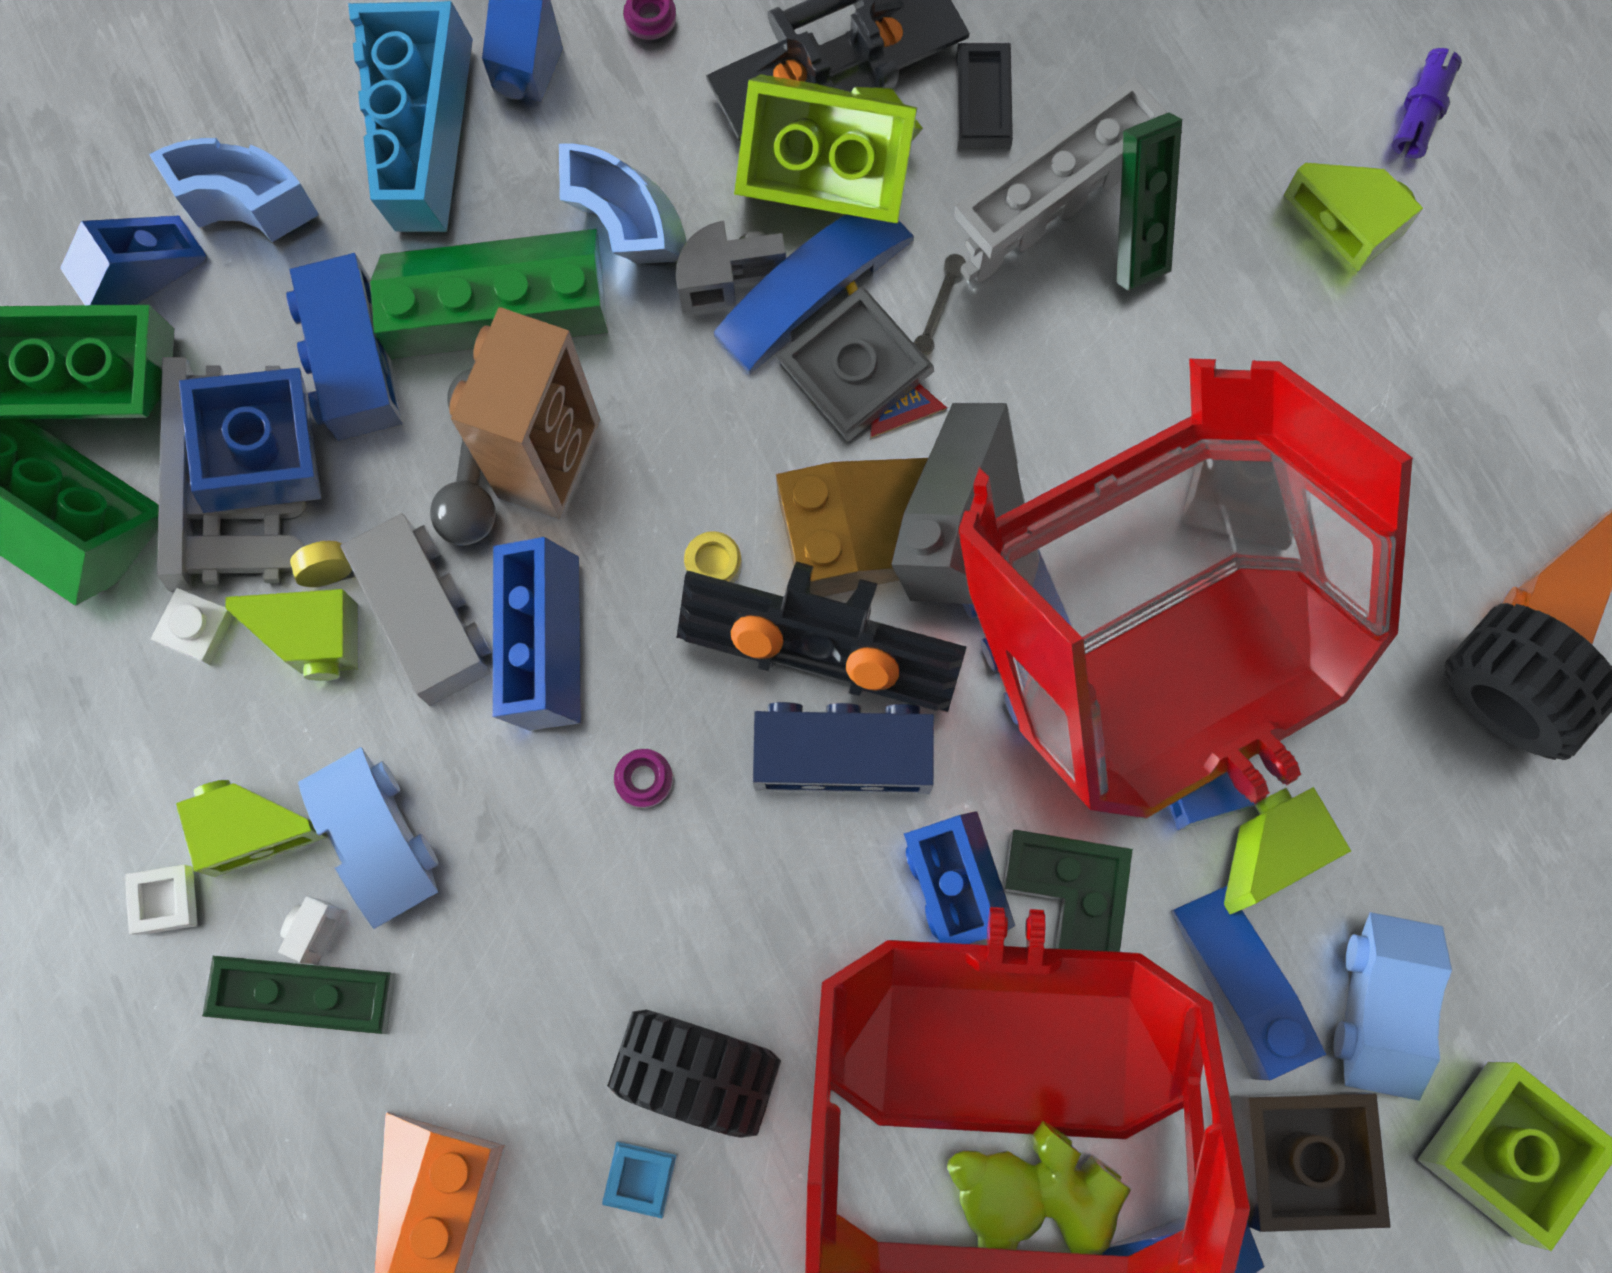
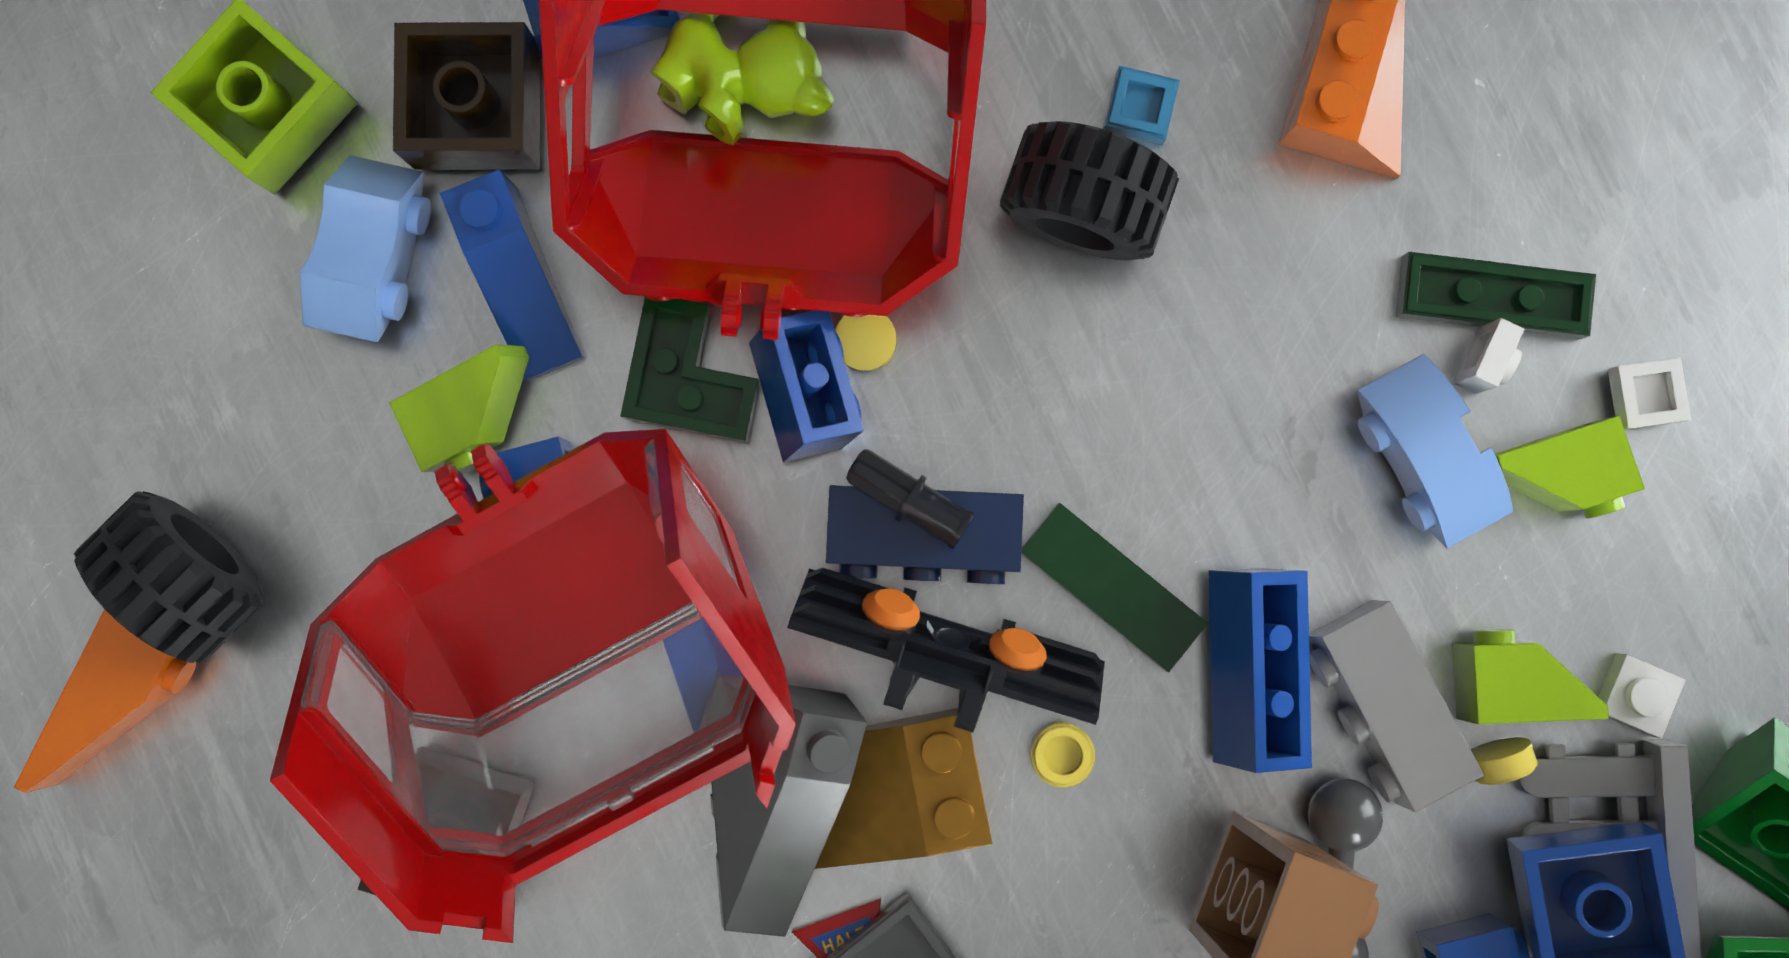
camera: 175 degrees right, 10 degrees up
(634, 762) = (1159, 510): magenta plate -> none
(668, 708) = (1113, 587): none -> dark green tile
(859, 771) = (909, 497): none -> black axle
(902, 923) = (867, 341): none -> light yellow tile

